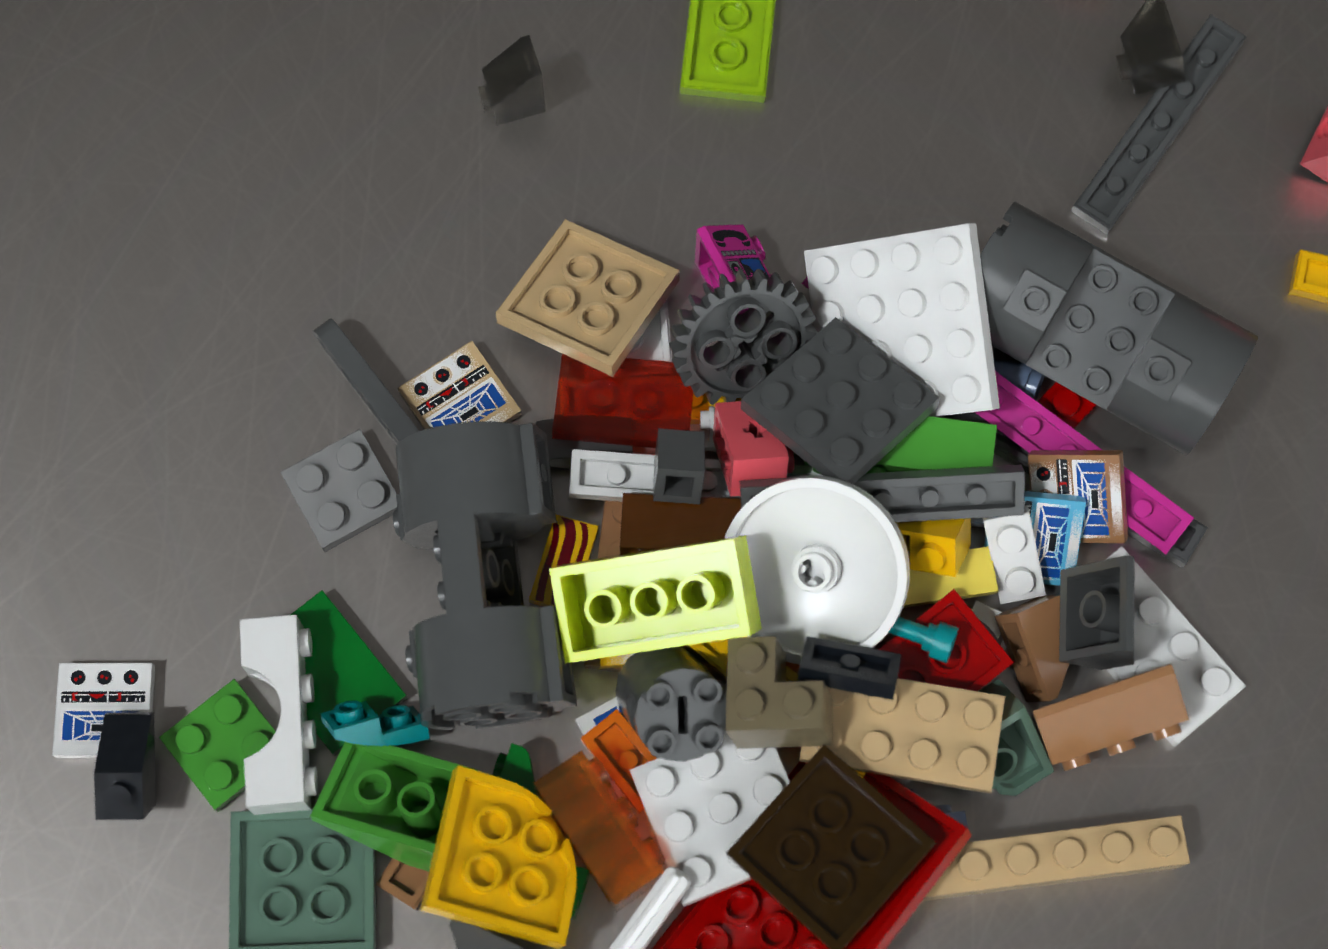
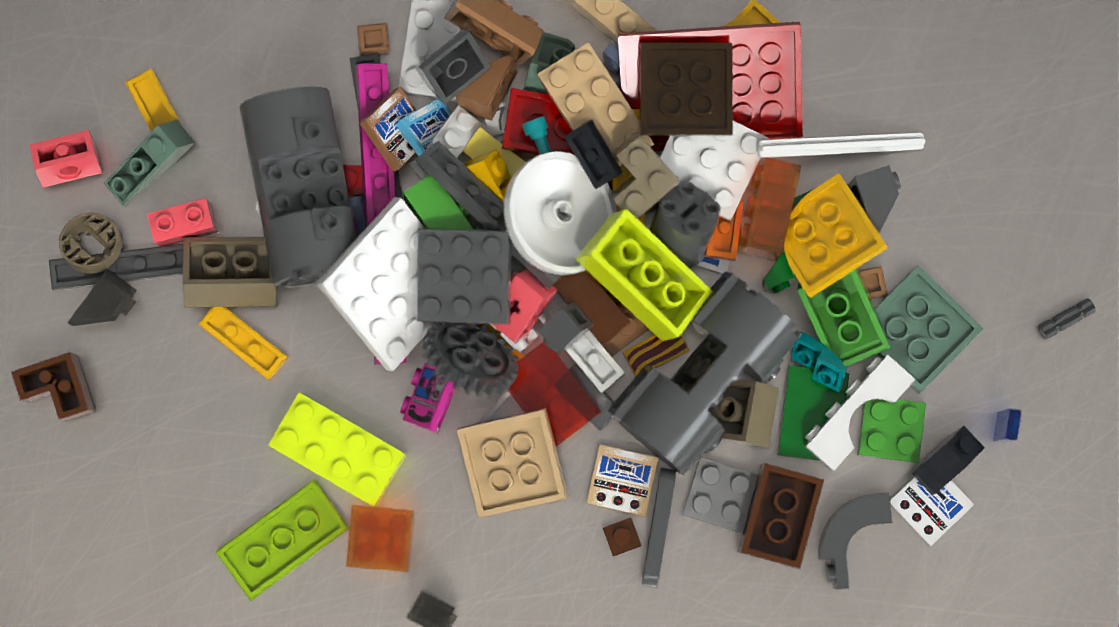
camera: 135 degrees left, 10 degrees up
(92, 870) = (1007, 425): none -> clear blue tile
(177, 594) = (842, 526): none -> dark grey arch
(252, 524) = (780, 515): none -> reddish brown brick
(395, 590) = (747, 412): none -> dark tan slope
(401, 348) = (622, 536): none -> reddish brown plate
(638, 100) = (380, 538): none -> clear orange brick
(773, 140) = (337, 450): none -> neon yellow brick
(980, 153) = (243, 341): none -> yellow tile
(1078, 180) = (227, 272): none -> dark tan slope
(1169, 193) = (182, 221): none -> coral brick
(1207, 574) = (373, 39): none -> medium nougat tile
(1249, 70) = (86, 224): none -> dark tan piece
(1271, 222) = (149, 160): none -> sand green slope

